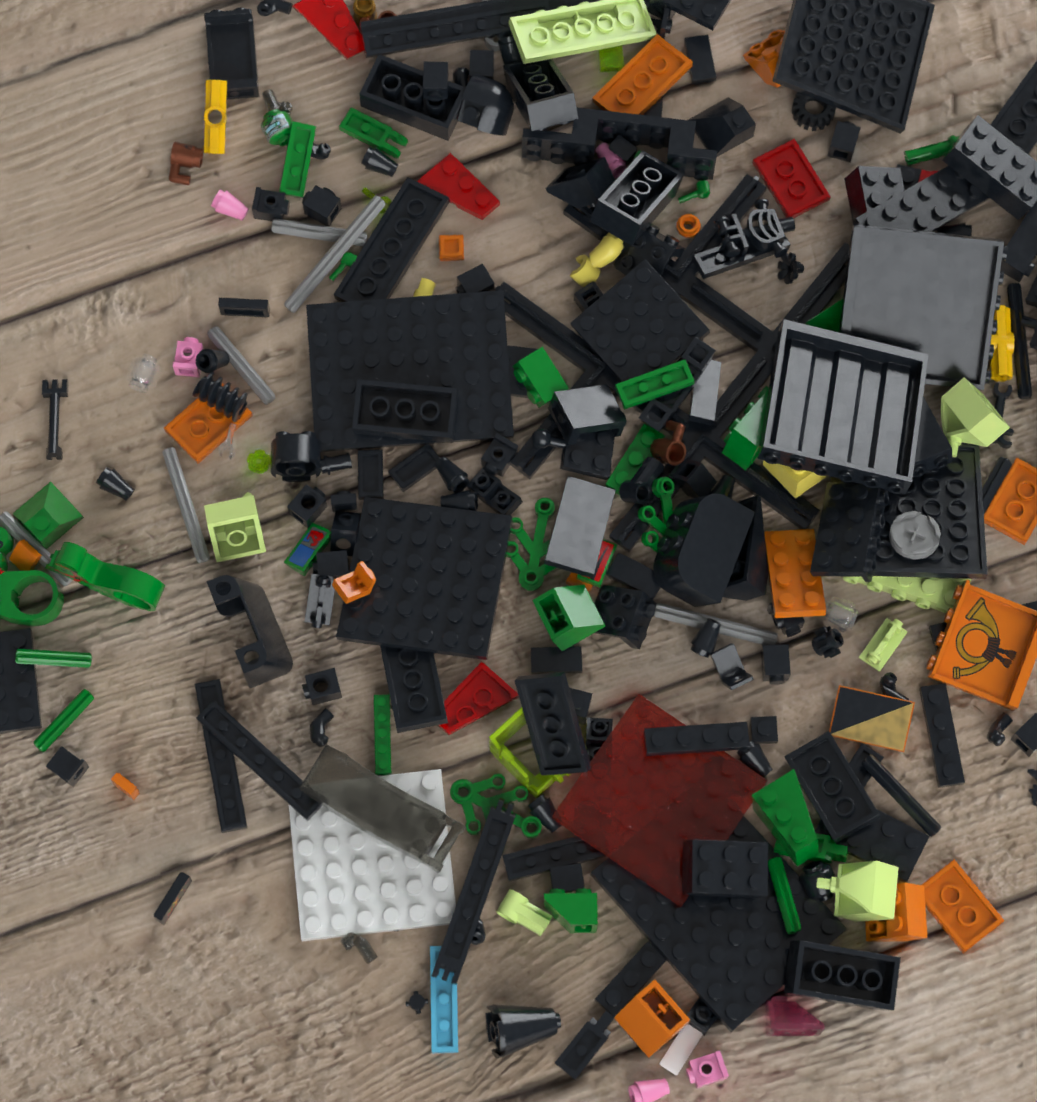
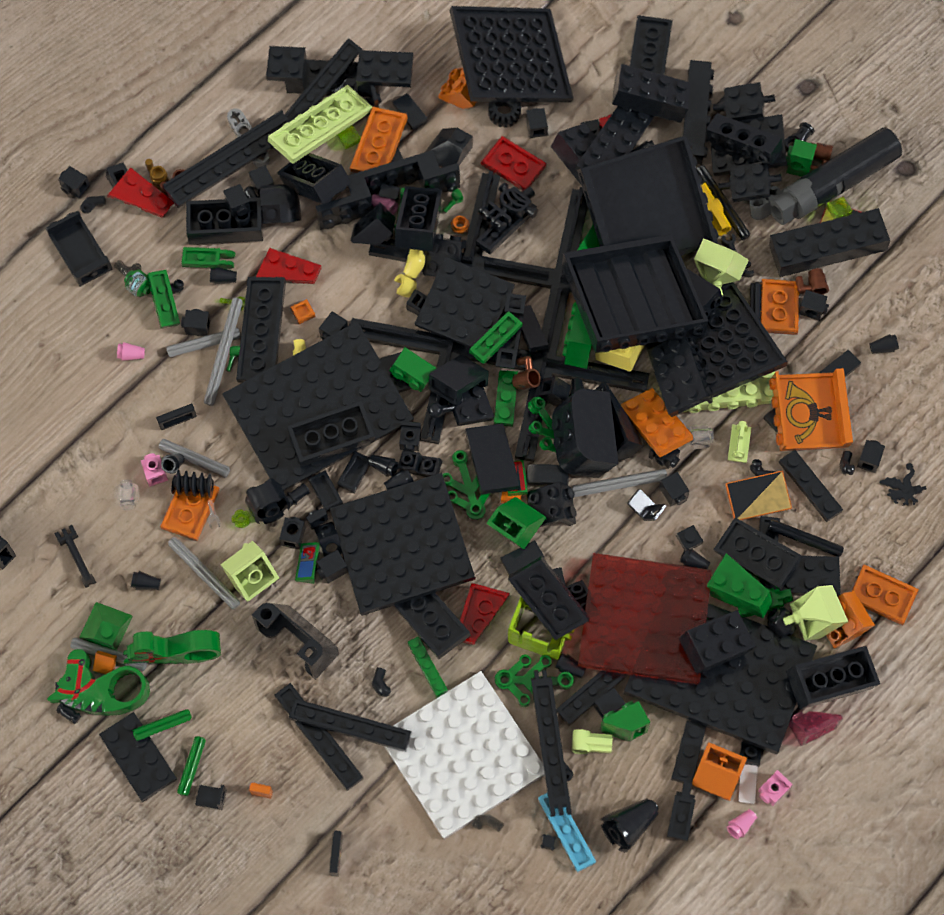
camera: 25 degrees left, 5 degrees down
(185, 156) = (79, 332): copper piece -> none
(215, 100) = (95, 306): yellow piece -> none
(267, 212) = (159, 338): black brick -> none
(320, 600) = (335, 593): hinge -> none
(331, 693) = (368, 644): black brick -> none
(355, 584) = (356, 569): orange bracket -> none
(380, 808) = (454, 716): clear smoke windscreen -> none
(508, 48) = (275, 158): black brick -> none
(639, 488) = (520, 413): black piece -> none
(696, 738) = (649, 564): black plate -> none
(706, 638) = (618, 494): black cone -> none
(784, 895) = (765, 643): green axle -> none
(790, 268) = (544, 222): black plant -> none
(827, 642) = (702, 458): black gear -> none
(914, 535) = (725, 358): light grey tile -> none
(929, 152) = (598, 104): green pin -> none

